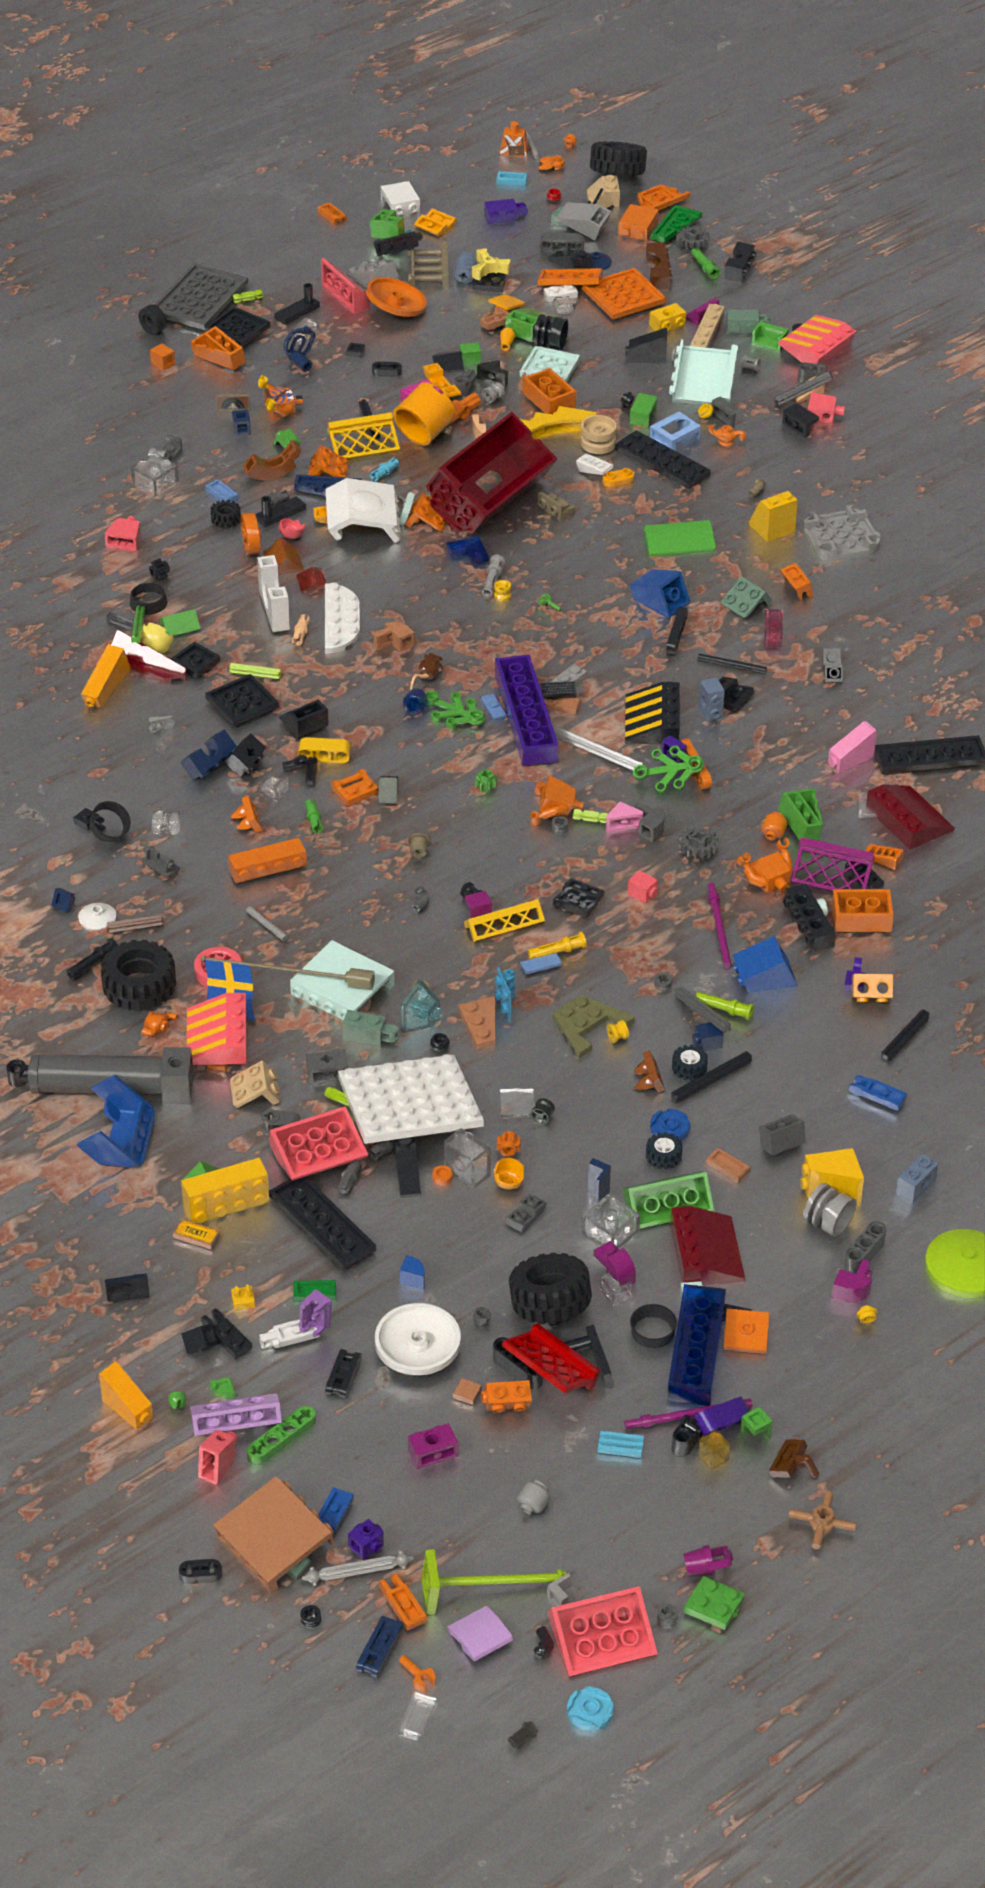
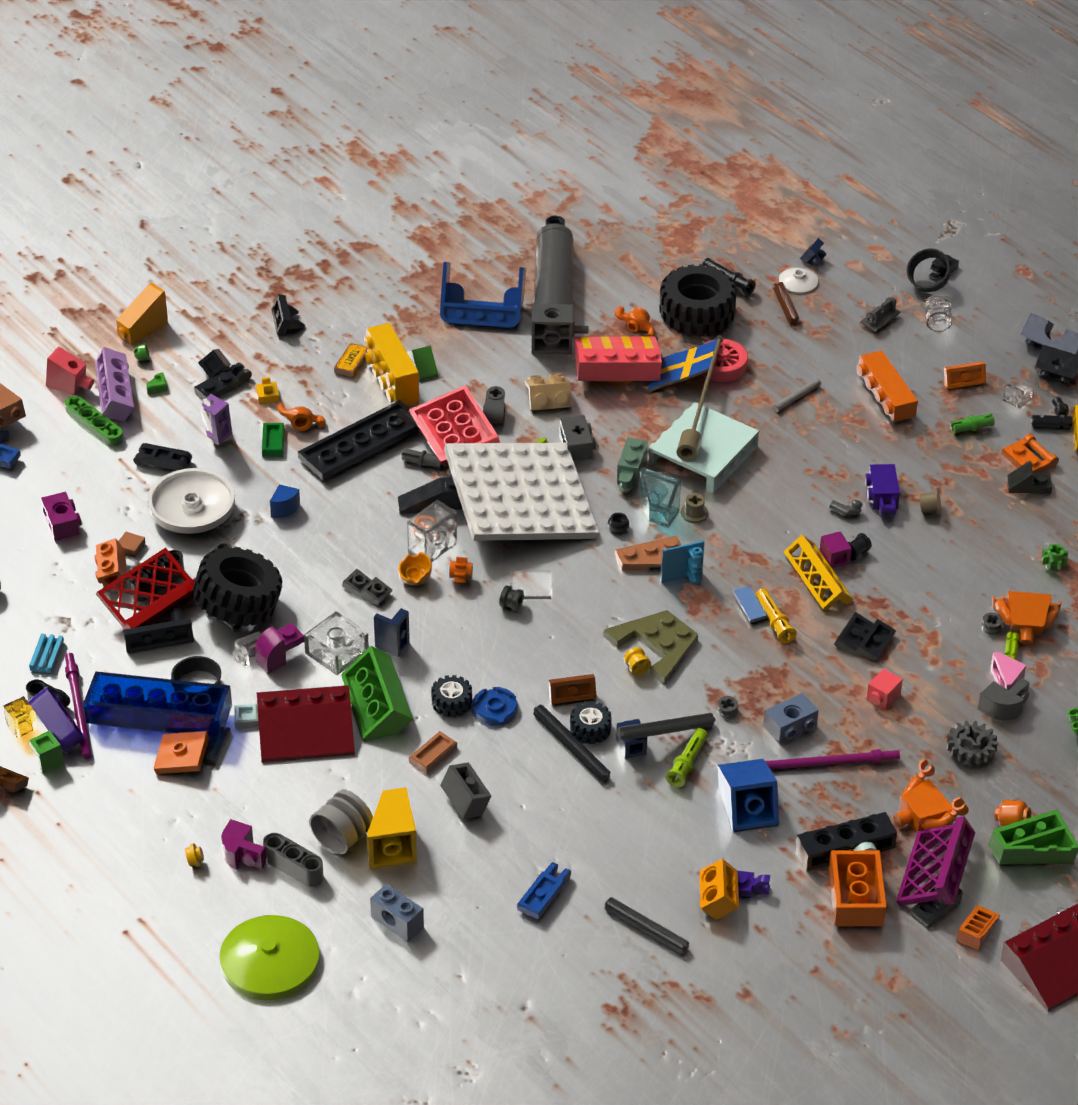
camera: 90 degrees right, 0 degrees up
(288, 1266) = (301, 417): none -> orange piece
(402, 873) = (883, 488): none -> dark purple brick
(679, 941) = (790, 718): none -> sand blue brick

